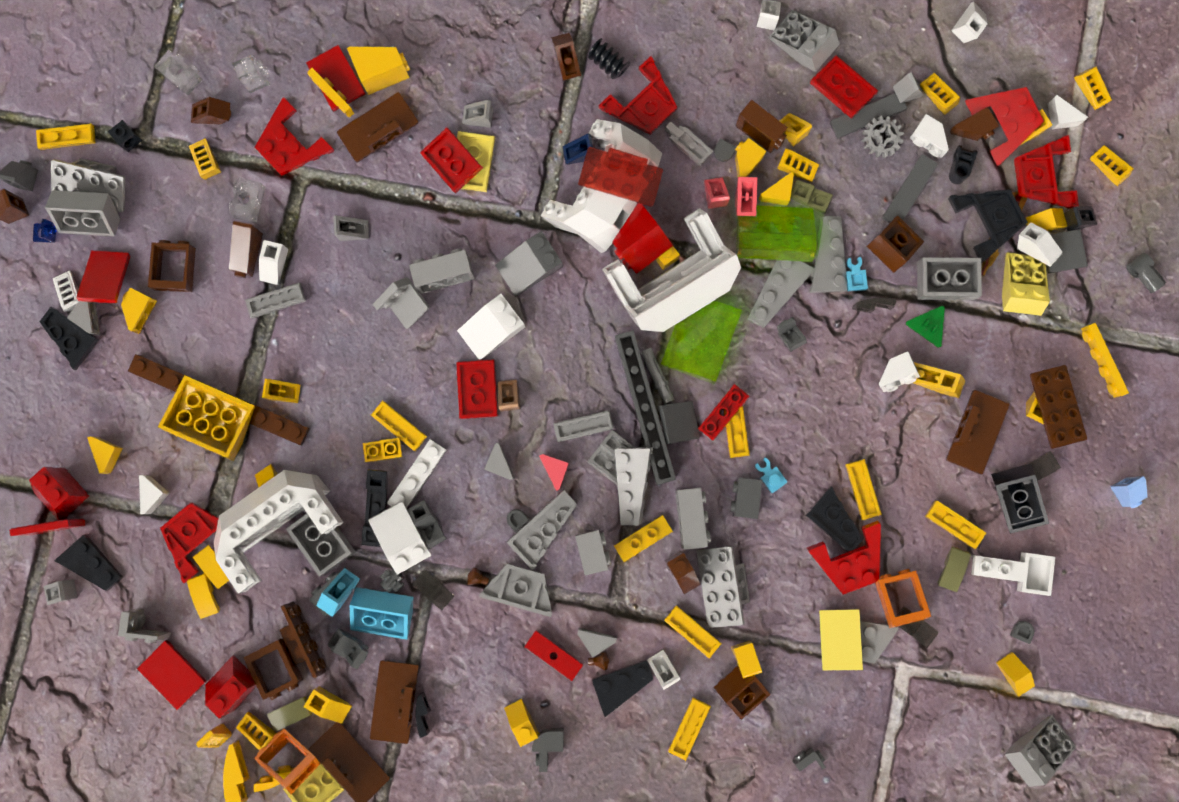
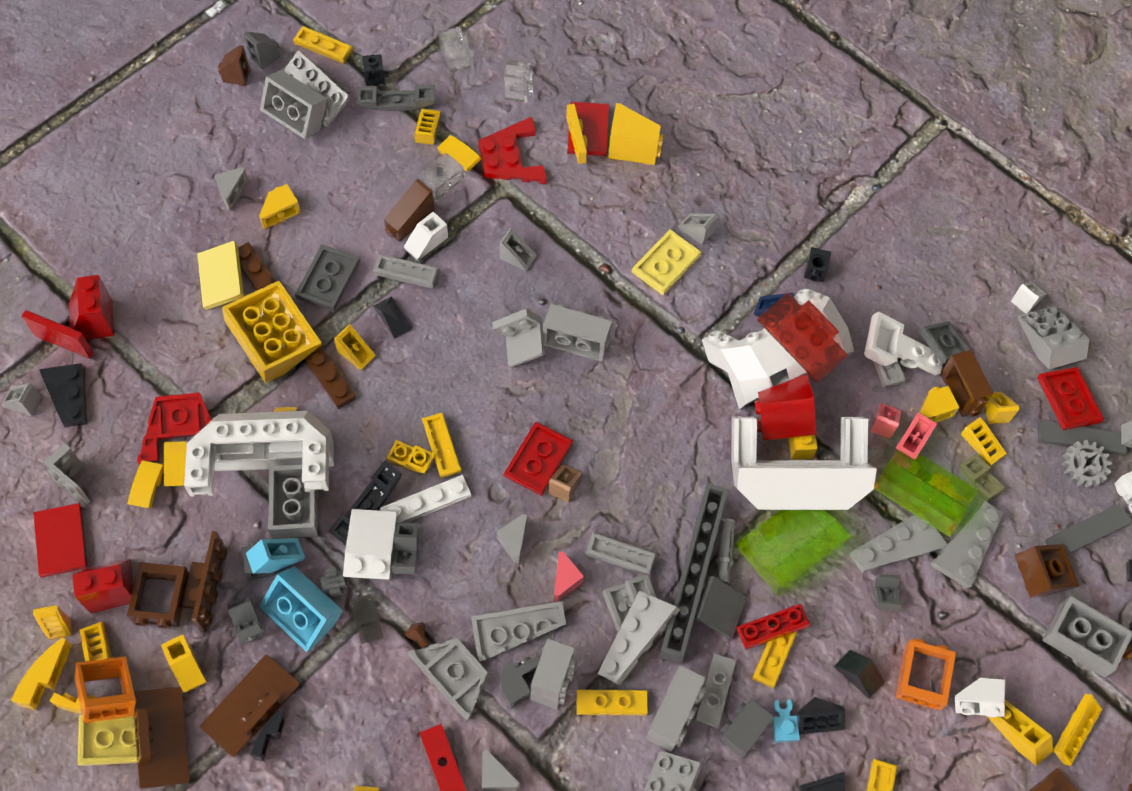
camera: 20 degrees right, 20 degrees down
(48, 232) = (252, 103): clear blue bracket -> none
(66, 306) = (220, 167): white slope -> none
(69, 337) = (203, 196): black wing -> none
(103, 277) = (270, 163): red tile -> none
(104, 454) = (156, 307): yellow slope -> none
(134, 396) = (220, 275): none -> light yellow tile
(151, 494) = (169, 366): white slope -> none
(155, 282) = (324, 206): reddish brown window -> none
(162, 151) = (396, 100): none -> dark grey slope
(210, 111) = (461, 92): reddish brown slope -> none
(219, 345) = (327, 277): none -> dark grey plate
(247, 169) = (460, 152): none -> yellow slope
(289, 714) = (140, 649): olive slope -> none
(291, 344) = (392, 317): none -> black slope
(377, 127) = (598, 186): reddish brown bracket -> none
(451, 160) = (648, 248): red tile -> none
(491, 327) = (590, 410): white slope -> none
(517, 519) = (495, 602): dark grey tile -> none
(529, 264) = (663, 376): slope -> none
(565, 569) = (512, 680): none -> dark grey brick
(566, 56) = (811, 224): reddish brown slope -> none
(591, 83) = (820, 258): none -> black brick
(607, 60) = (848, 247): black piece -> none
(649, 107) = (859, 307): red wing -> none
(682, 572) = (632, 758): reddish brown slope -> none
(683, 129) = (888, 342): none -> white plate
(710, 483) = (715, 694): none -> light grey plate
(724, 150) = (916, 387): dark grey tile -> none
(726, 98) = (943, 340): none -> dark grey tile
(779, 192) = (950, 453): yellow slope -> none
(793, 455) = (820, 716): none -> black slope
(803, 406) = (860, 672): none -> black slope
(831, 377) = (921, 696): none -> orange window
(855, 277) = (986, 579): medium azure plate -> none
(869, 304) = (984, 612): clear smoke slope -> none
(929, 325) = (1041, 674): green piece -> none
(974, 352) = (1077, 729): none -> yellow plate

